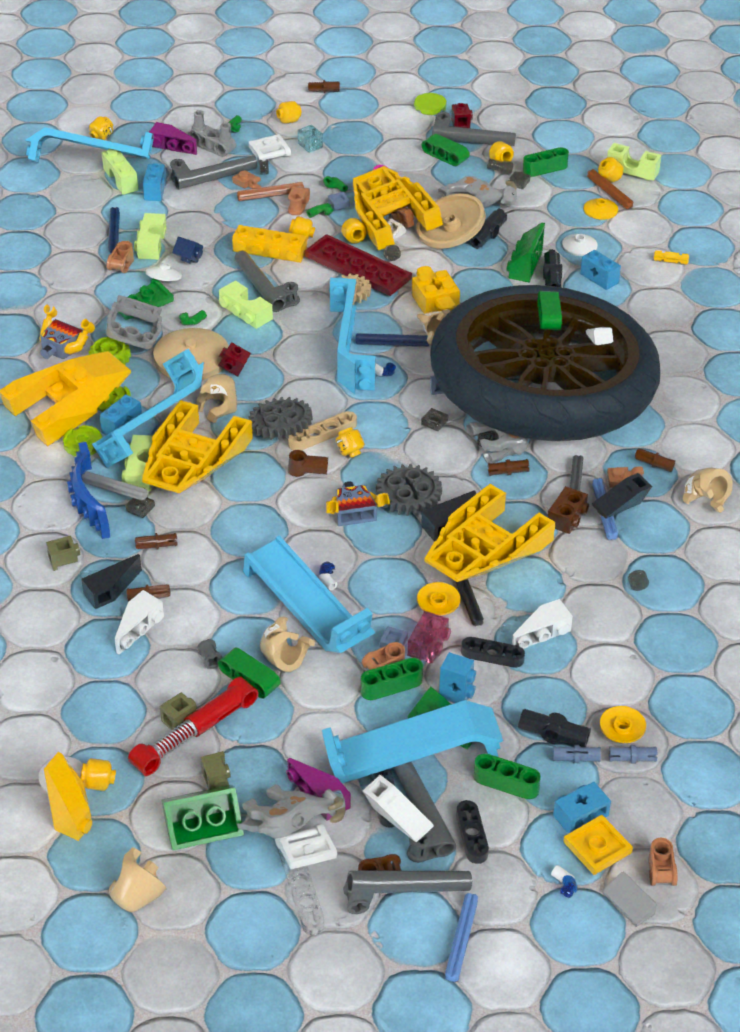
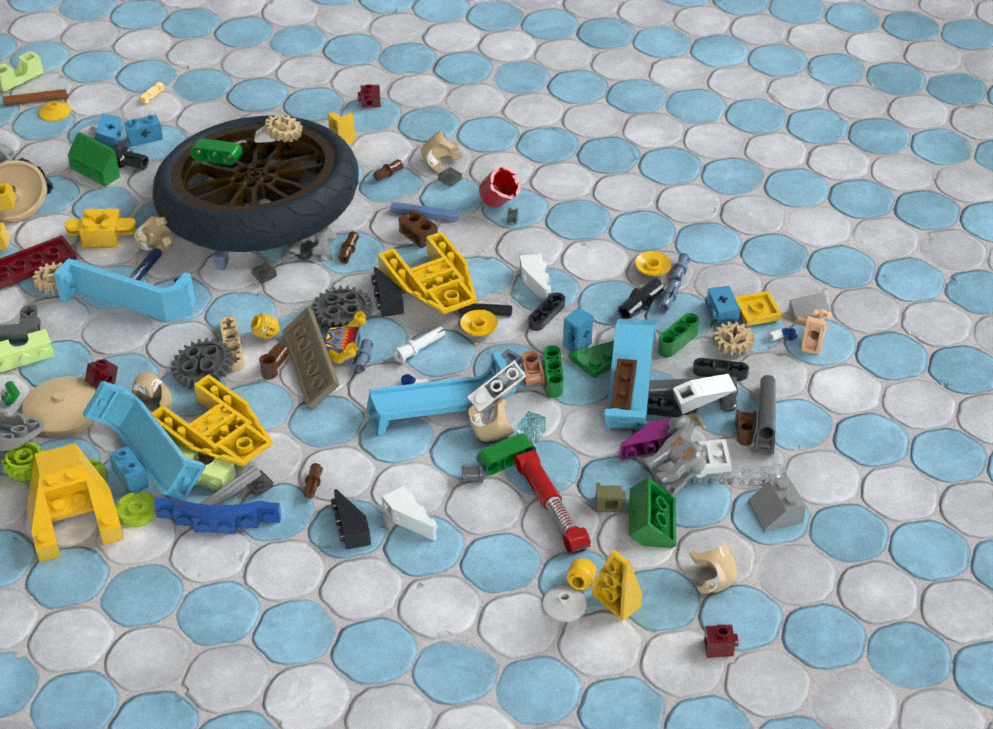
camera: 70 degrees left, 0 degrees up
(40, 913) = (720, 641): none -> dark red brick
(62, 552) = (293, 549): olive brick -> none
(158, 591) = (375, 500): reddish brown axle -> none
(176, 710) = (533, 507): olive brick -> none
(262, 931) = (777, 504): none -> light grey slope
(295, 682) = (533, 426): none -> clear light blue brick
(313, 625) = (496, 387): none -> white slope
(314, 488) = (310, 358): none -> dark tan plate
(347, 526) = (363, 355): none -> sand blue pin
(375, 735) = (624, 384): none -> reddish brown plate
(376, 558) = (412, 347): none -> white pin
(392, 252) = (18, 241): clear smoke plate -> none
(428, 637) = (517, 338): clear pink brick -> none
(461, 937) = (815, 399): medium blue axle -> none
(527, 831) = (734, 338): none -> tan gear
(576, 472) = (378, 215): dark grey axle -> none
(577, 245) = (108, 130): none -> dark azure brick
(580, 906) = (814, 331): none -> light nougat piece
(608, 339) = (283, 128): none -> tan gear
(610, 169) = (16, 85): yellow head -> none
(618, 474) = (394, 193): nougat plate -> none
(622, 496) = (426, 192): black slope -> none
(662, 548) = (499, 187): none -> red cylinder
(662, 866) = (784, 282): nougat piece -> none
(676, 511) = (450, 176): none -> clear smoke plate
(690, 401) = (342, 126): none -> yellow panel

